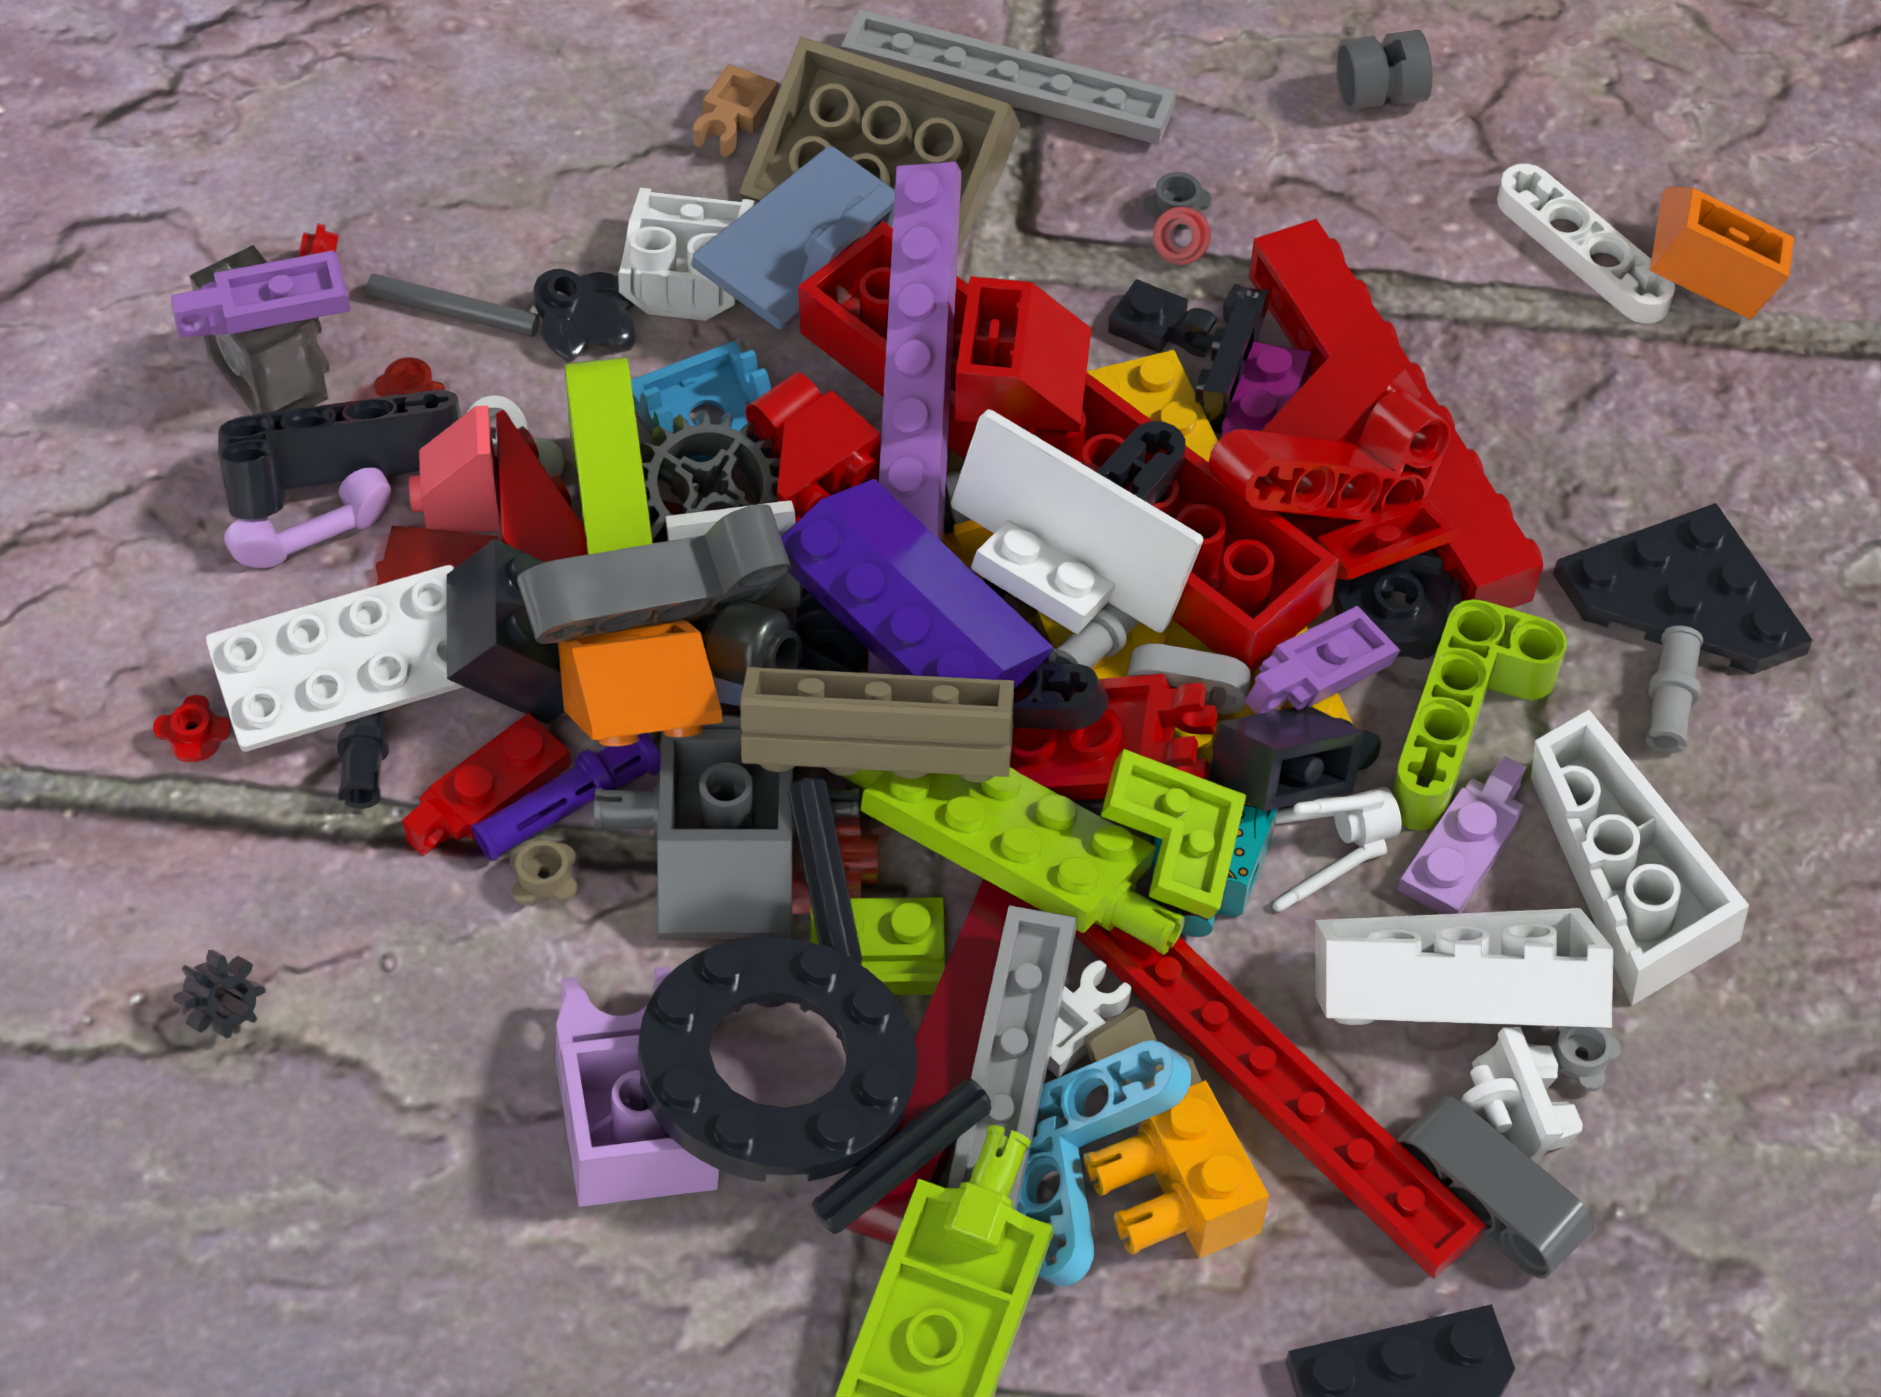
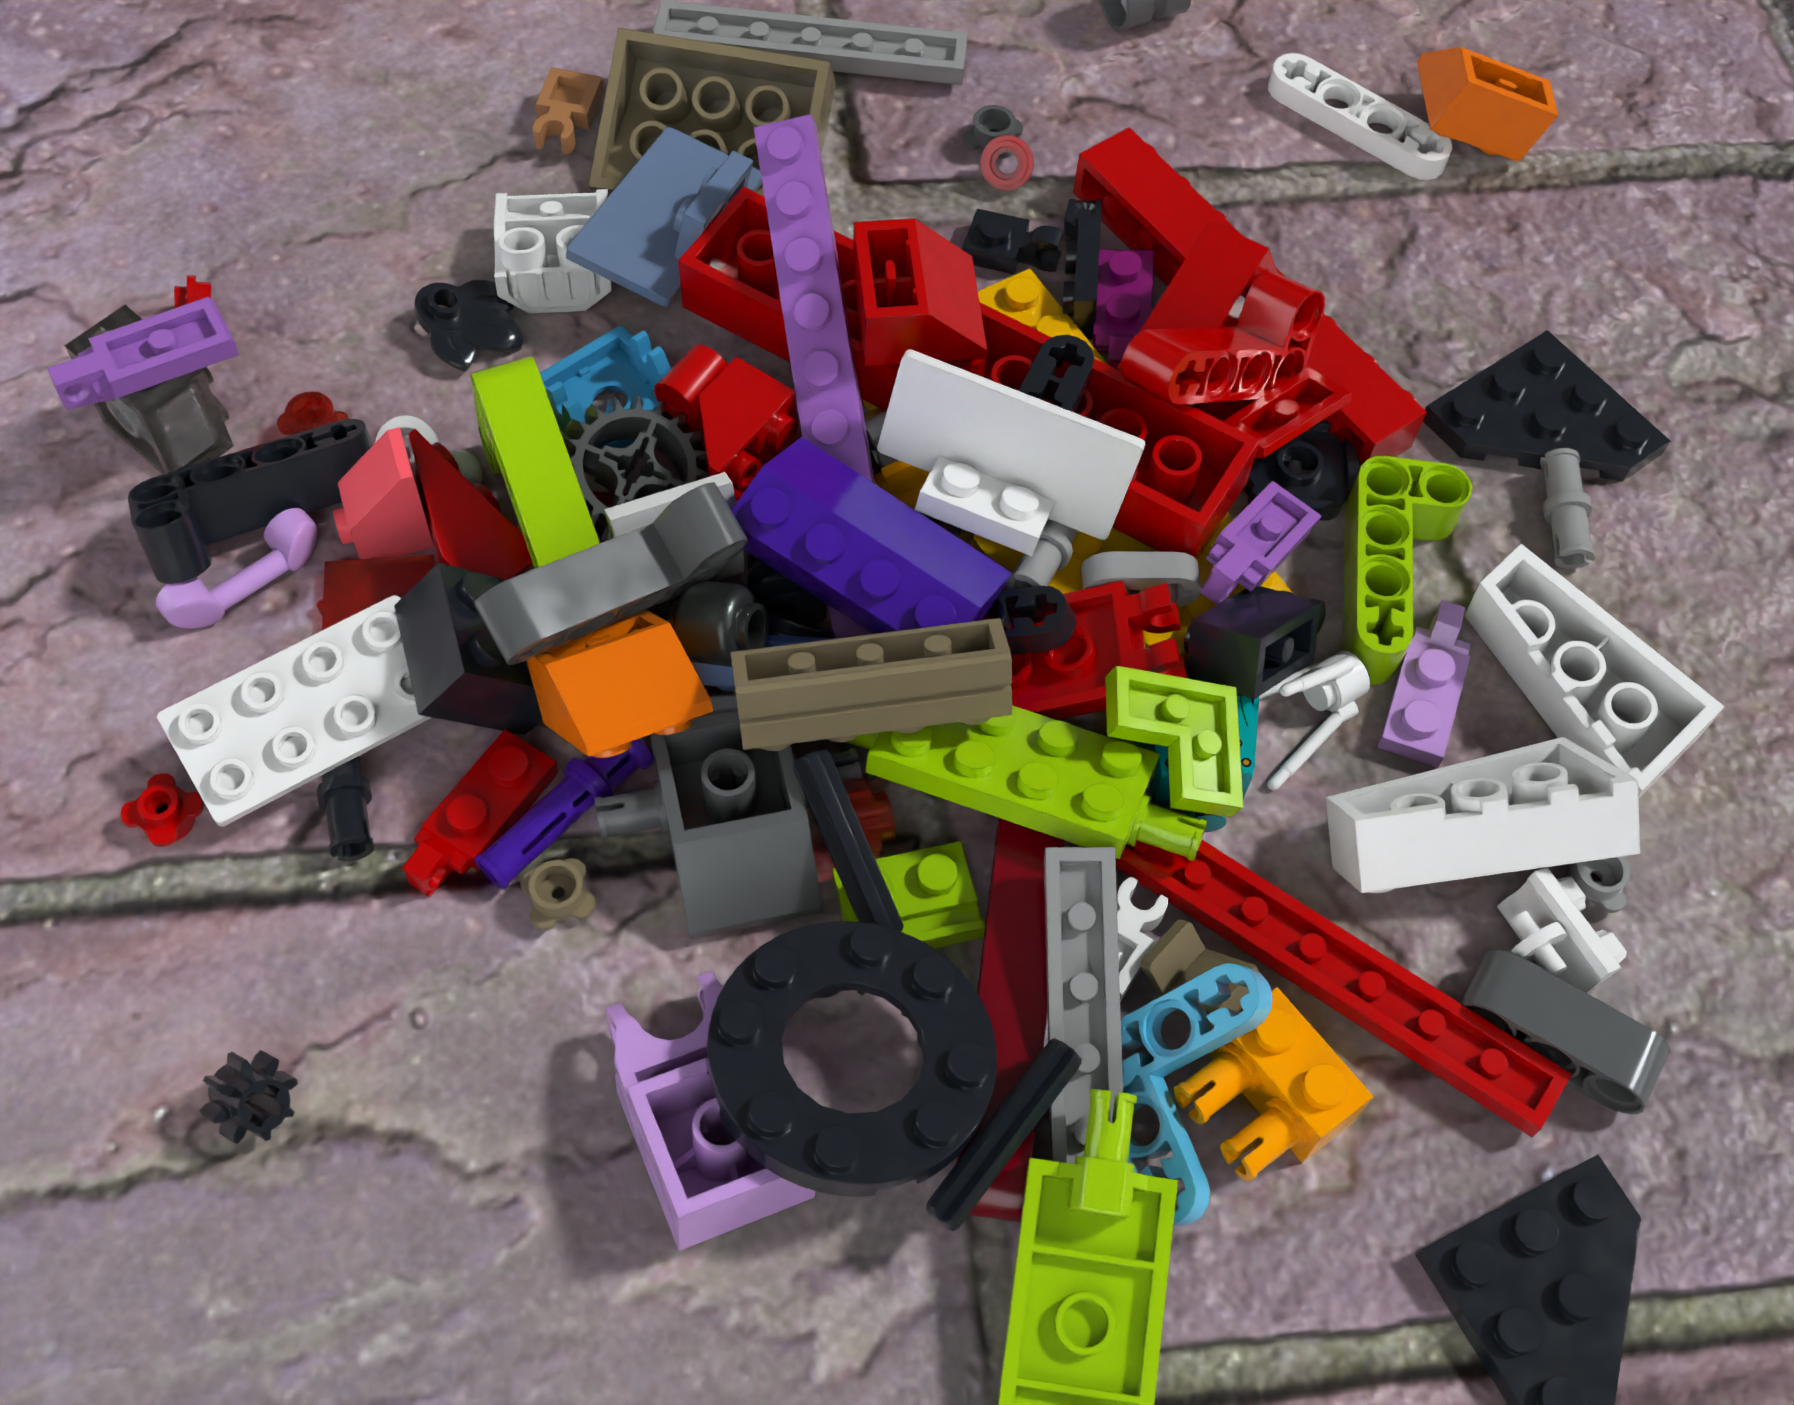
camera: 15 degrees left, 5 degrees up
(453, 305) = (337, 334): dark grey bar -> none

